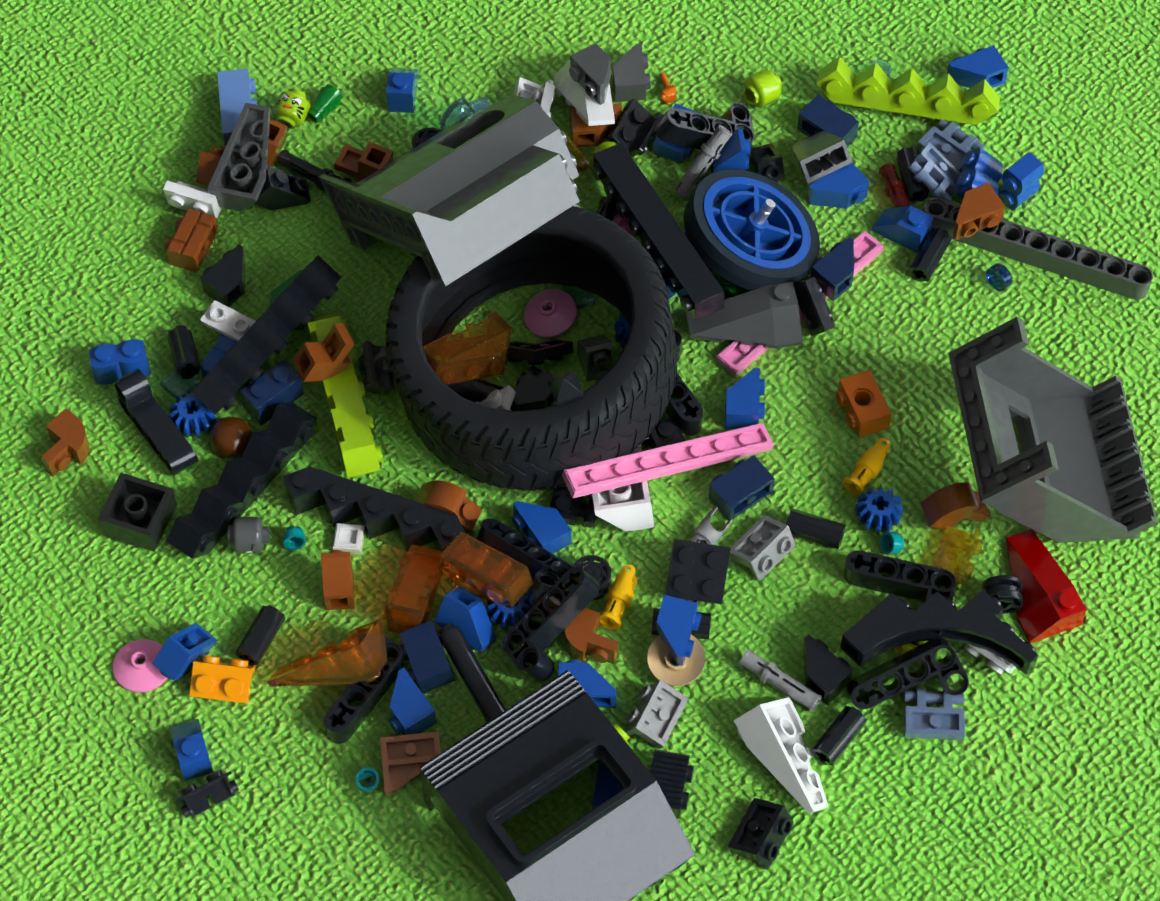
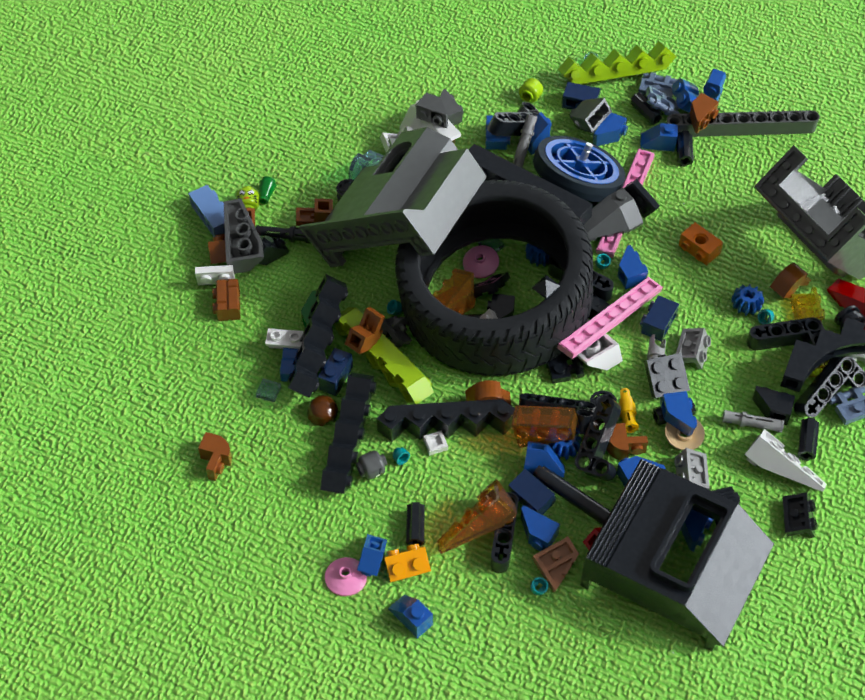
camera: 25 degrees left, 5 degrees down
(115, 361) = (224, 390): blue brick -> none
(137, 512) = (290, 478): pearl dark grey brick -> none
(153, 422) = (267, 420): black beam -> none
(183, 352) = (263, 368): black axle -> none
(191, 415) = (290, 405): blue gear -> none
(217, 787) = (443, 632): black hinge -> none
(226, 278) = (264, 314): black slope -> none
(337, 580) = (448, 469): dark orange slope -> none
(402, 89) = (311, 165): blue slope -> none
(413, 589) = (499, 455): clear orange wedge -> none
(542, 525) = (553, 385): blue slope -> none
(595, 356) = (526, 274): dark grey slope -> none
(634, 128) = (469, 135): black bracket -> none
(668, 93) = (475, 115): orange hand -> none
(710, 372) = (600, 257): none -> teal hinge
(768, 162) = (560, 128): black bracket -> none
(815, 528) = (718, 325): black axle -> none
(835, 269) = (639, 170): dark blue slope -> none
(866, 467) = (725, 279): yellow piece -> none
(894, 186) = (634, 114): clear red pin -> none
(979, 66) = (648, 37): blue slope -> none
(999, 277) = (731, 146): tile -> none

